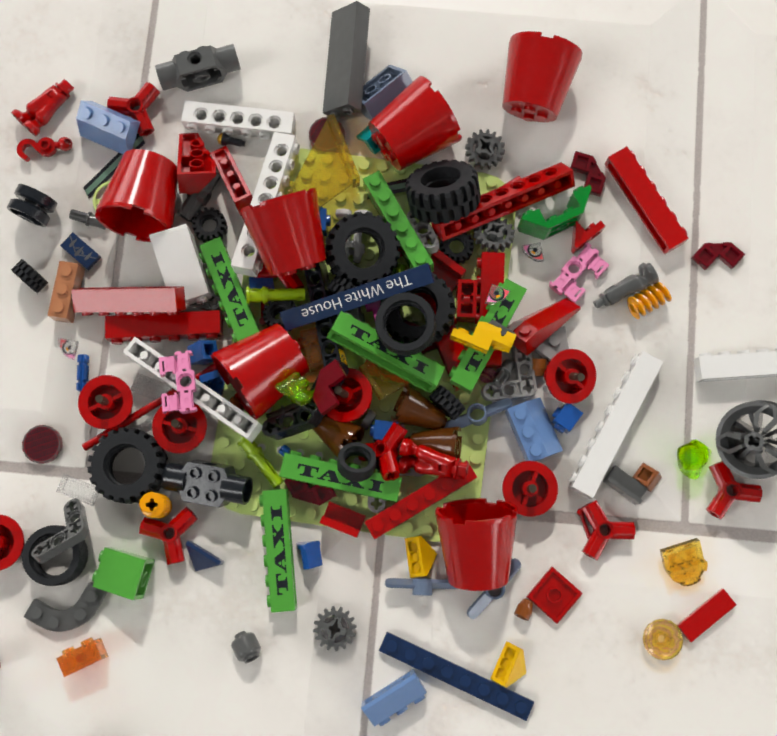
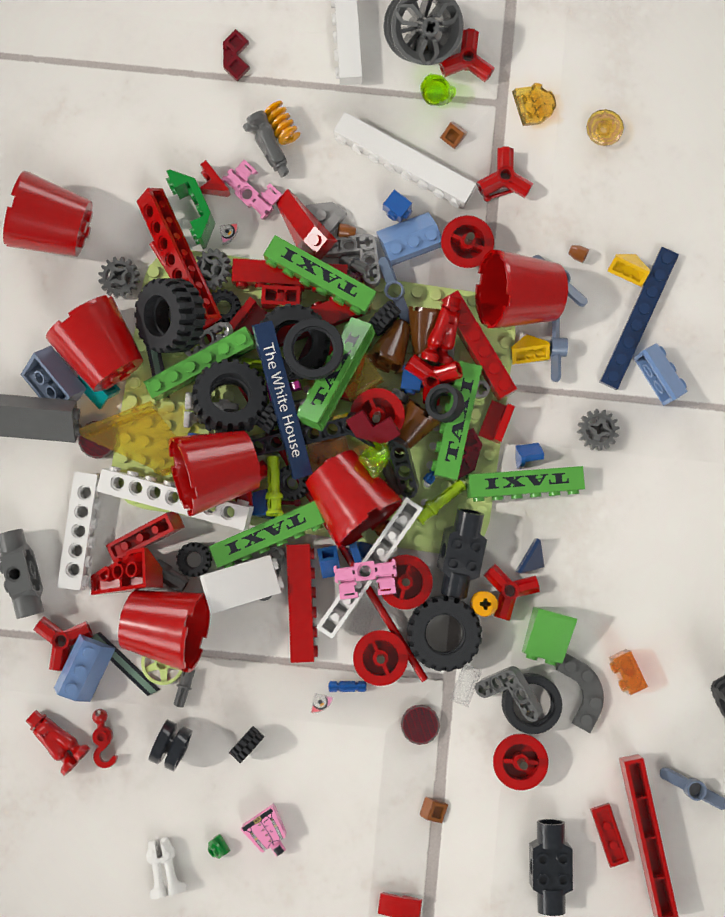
camera: 90 degrees left, 5 degrees up
(68, 277) = (263, 706): nougat brick -> none
(80, 251) = (218, 694): dark blue tile -> none
(128, 299) = (276, 637): brick -> none
(224, 139) = (99, 546): black piece -> none
(246, 647) = (616, 514): dark grey head -> none
(485, 336) = (323, 273): yellow plate -> none
(496, 295) = (281, 263): clear tile -> none
(554, 595) = (564, 225): red tile -> none
(570, 376) = (358, 200): red piece -> none
(587, 165) = (138, 176): dark red tile -> none
(625, 485) = (462, 154): dark grey panel -> none
(646, 200) = (178, 119): red brick -> none
(706, 615) = (581, 87): red tile -> none

